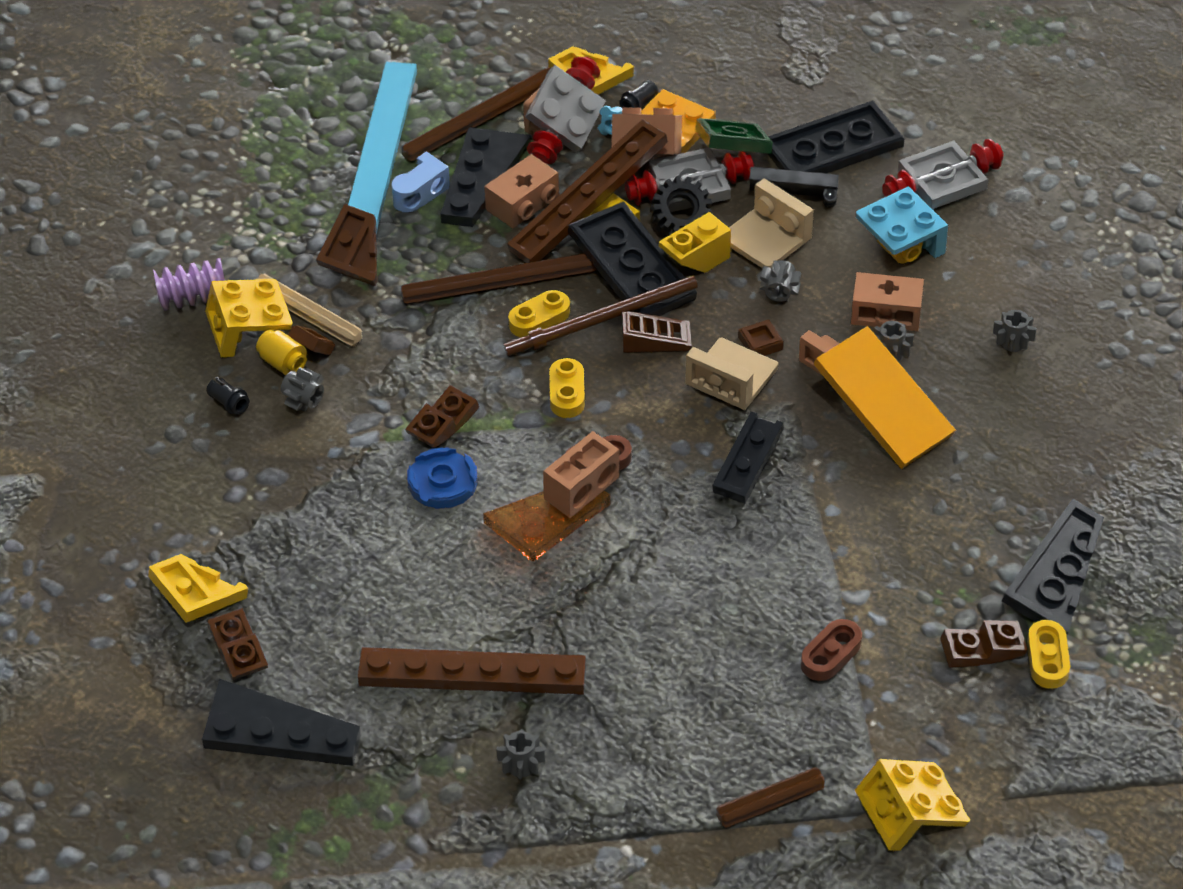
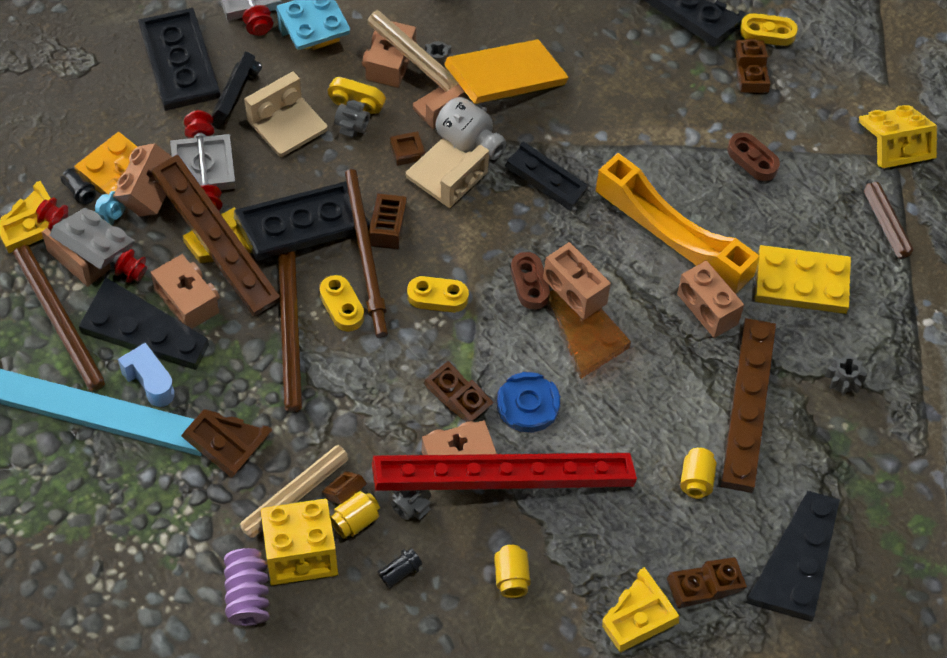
camera: 85 degrees left, 10 degrees up
(230, 478) = (512, 571): none -> yellow brick
(336, 451) = (502, 471): none -> red plate
(365, 421) = (467, 438): none -> nougat brick
(367, 624) = (698, 473): none -> yellow brick
(600, 615) = (710, 299): none -> nougat brick
(659, 714) = (803, 279): none -> yellow plate
(666, 613) = (633, 194): none -> light orange arch
(678, 189) = (242, 181): black tyre -> none
(700, 243) = (296, 164): yellow slope -> none
(733, 135) = (166, 118): dark green tile -> none
(790, 378) = (468, 126): none -> light grey piece
(812, 291) = (344, 89): none -> yellow plate
(884, 289) = (412, 50): none -> tan axle

